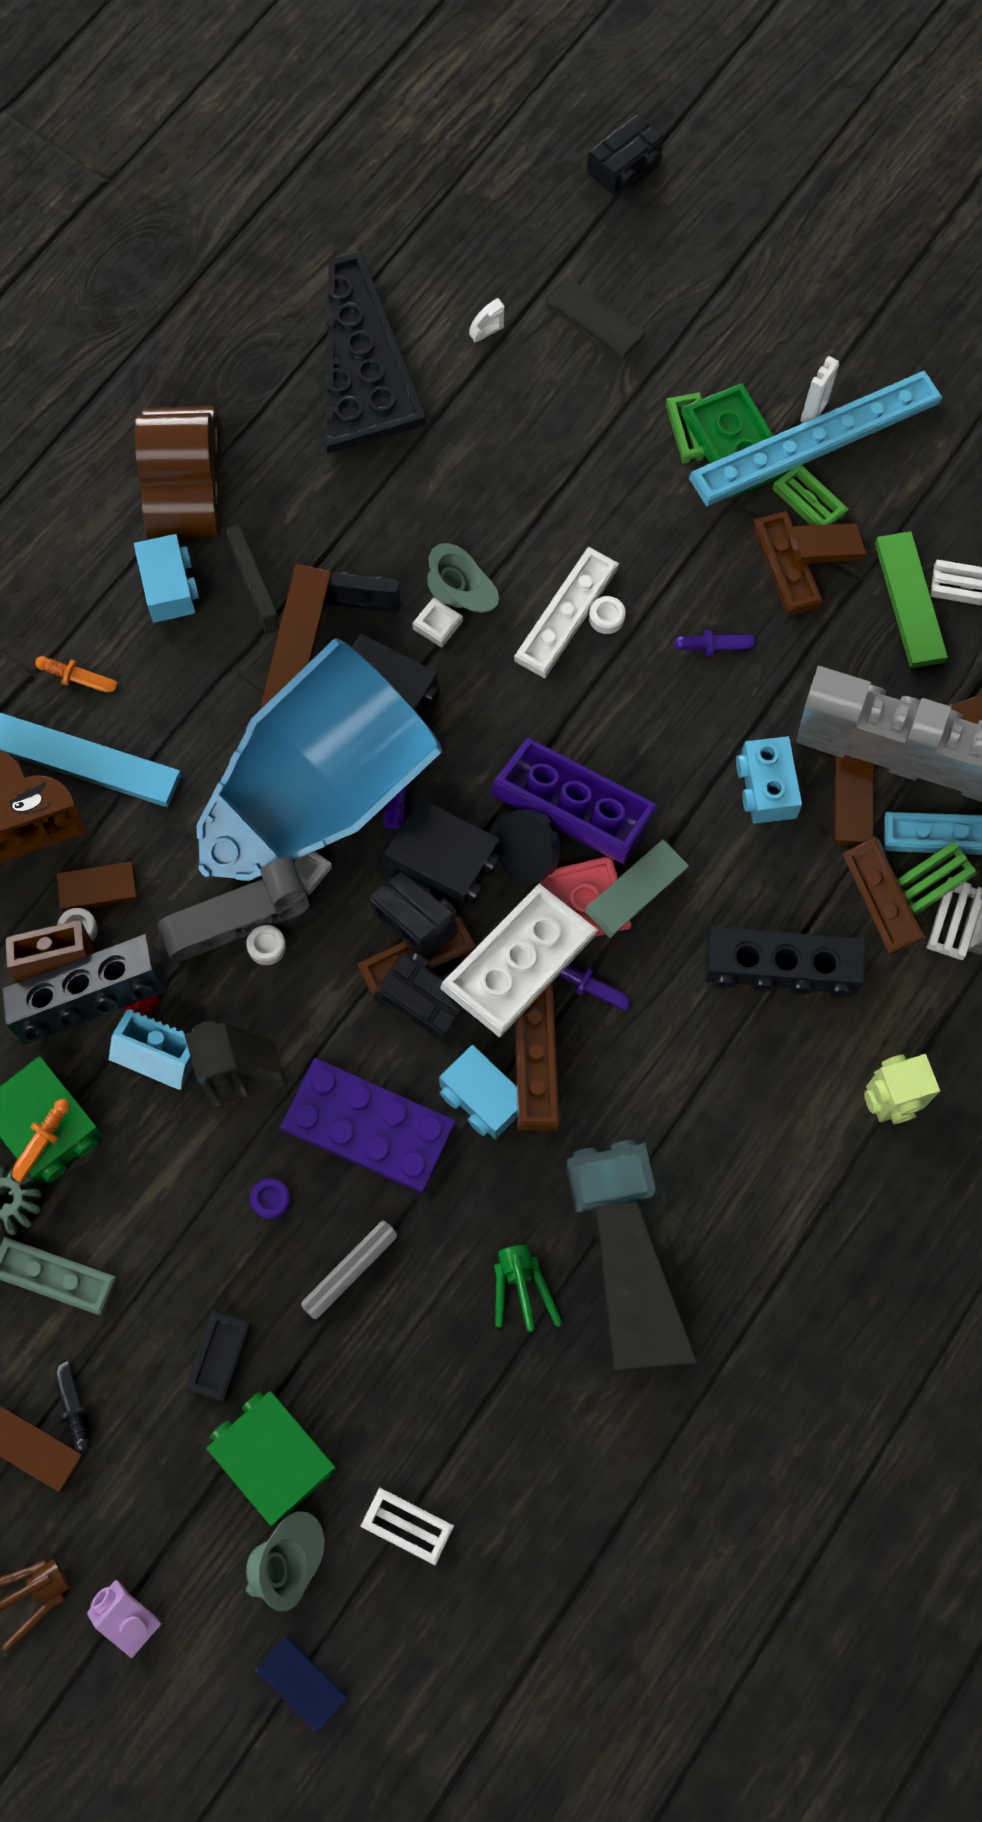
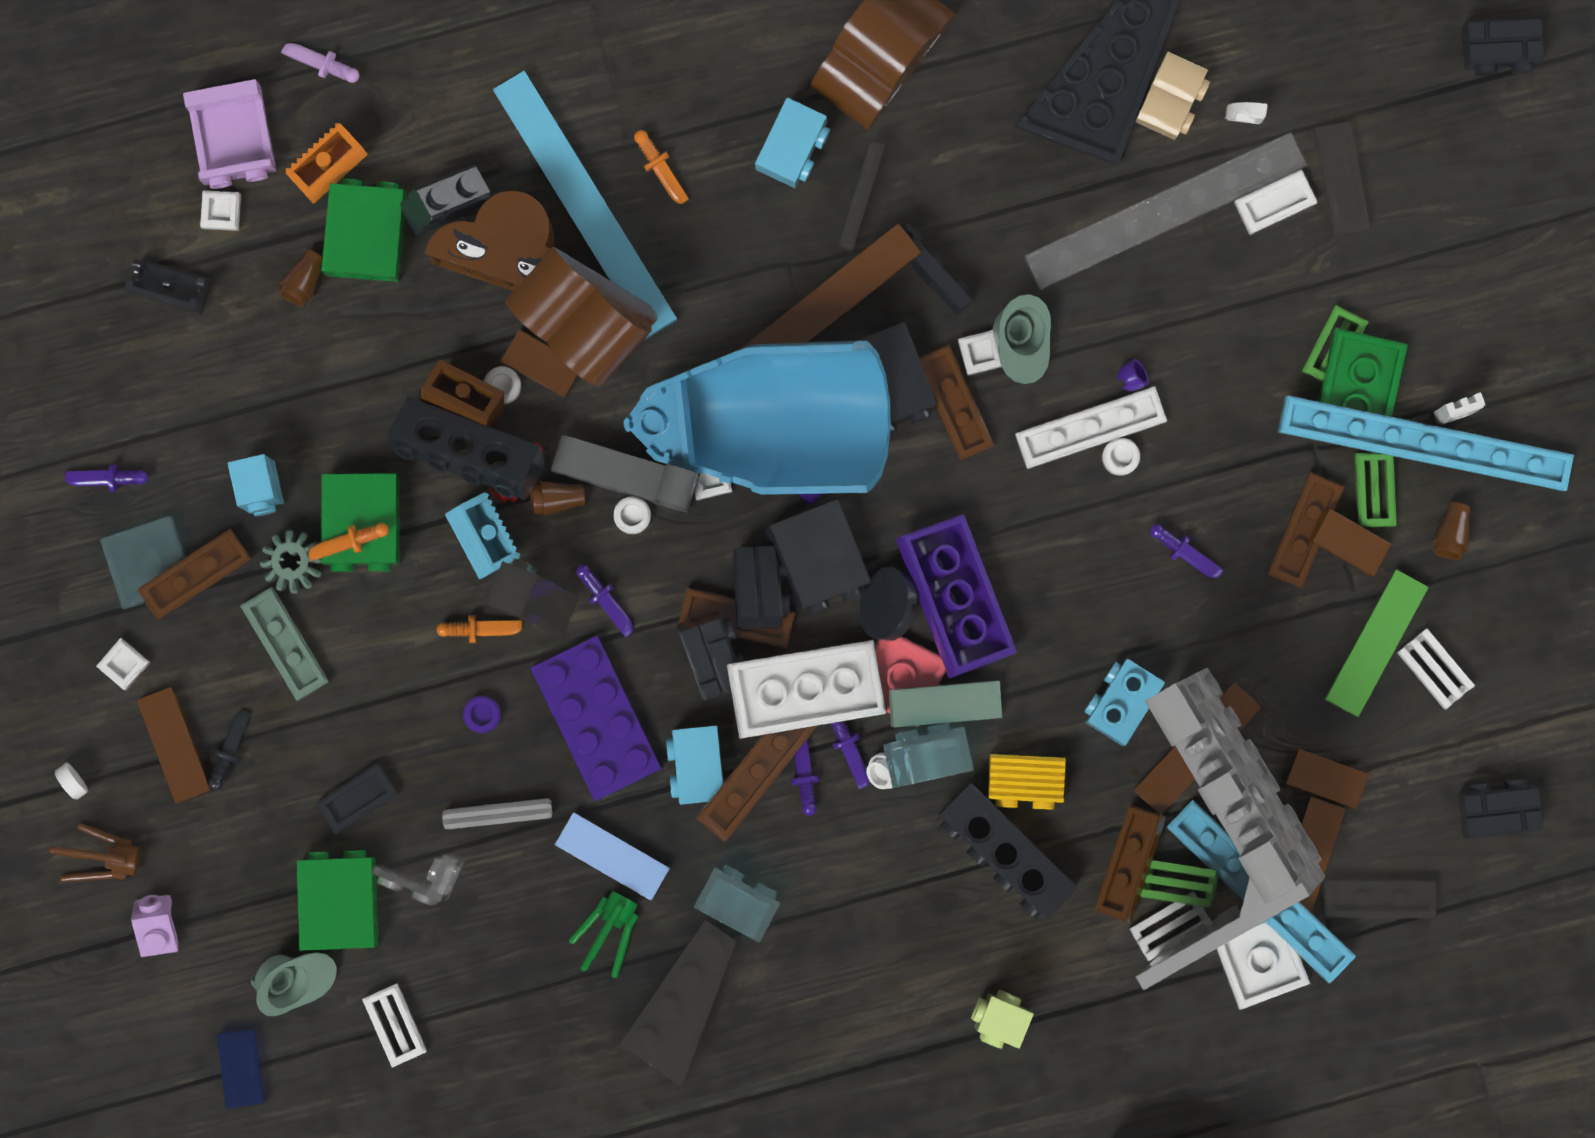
camera: 45 degrees right, 15 degrees up
(93, 799) = (581, 315): none -> reddish brown brick
(189, 978) = (555, 497): none -> reddish brown cone
(212, 1130) = (479, 628): none -> orange piece
(298, 1026) = (605, 599): none -> dark purple piece
(343, 1381) = (442, 874): none -> clear bracket
(424, 347) = (1172, 96): none -> tan brick
(455, 673) = (955, 404): none -> reddish brown tile
(474, 1225) = (612, 856): none -> light blue tile
(486, 430) = (1165, 211): none -> clear tile
(561, 366) = (1275, 202): none -> white tile
(565, 550) = (1133, 375): none -> dark purple hinge
(578, 1037) = (805, 780): none -> dark purple piece
(635, 977) = (878, 772): none -> white plate
(659, 934) = (927, 756): none -> clear light blue brick
(750, 894) = (1026, 779): none -> yellow brick
(894, 484) = (1453, 533): none -> reddish brown cone

